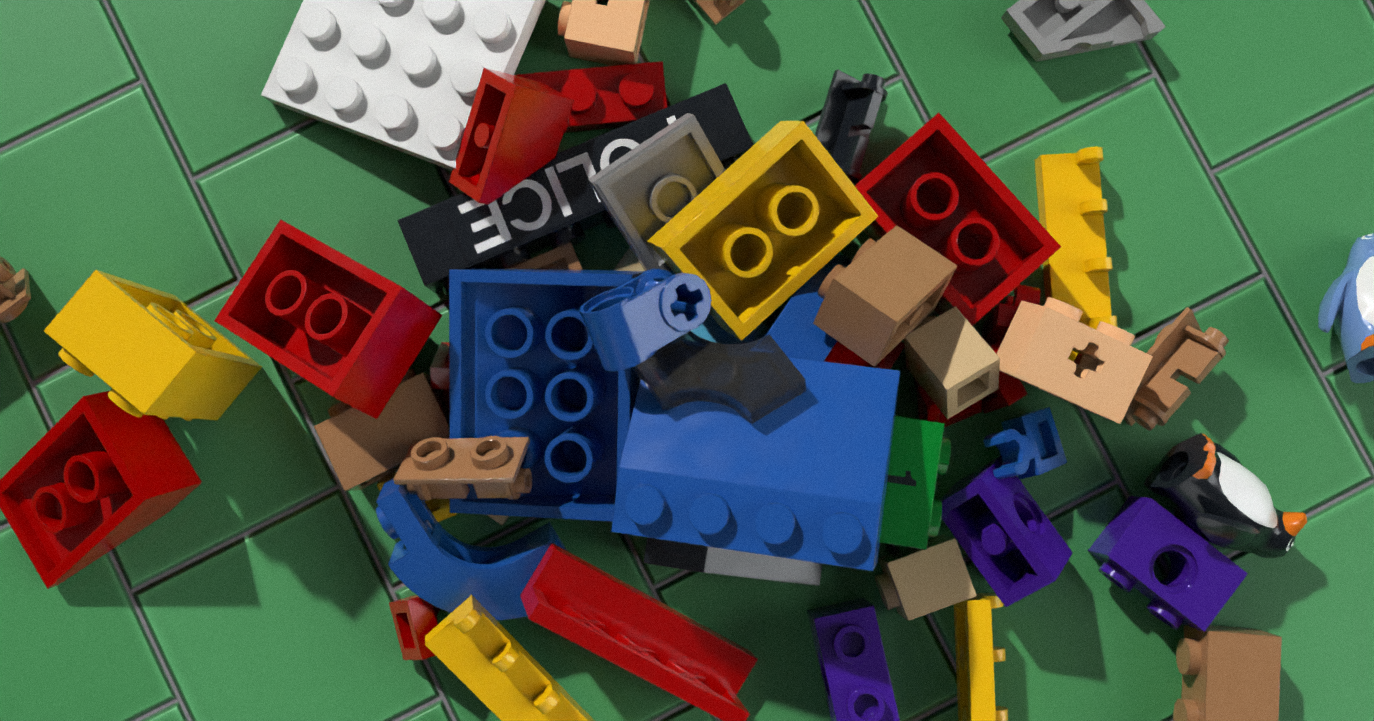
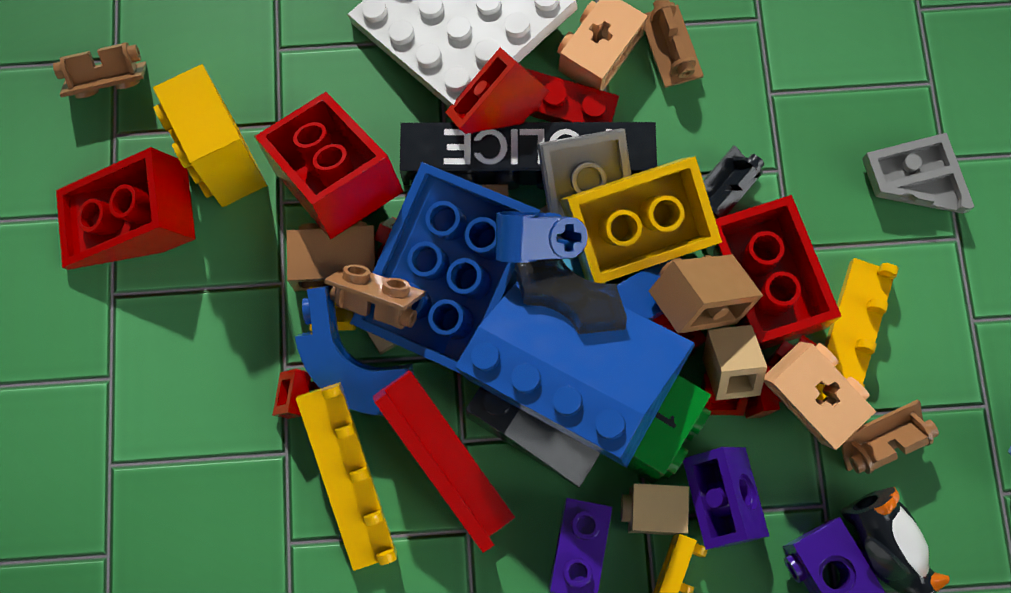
camera: 25 degrees right, 10 degrees down
(1027, 445) = (767, 446): blue plate -> none

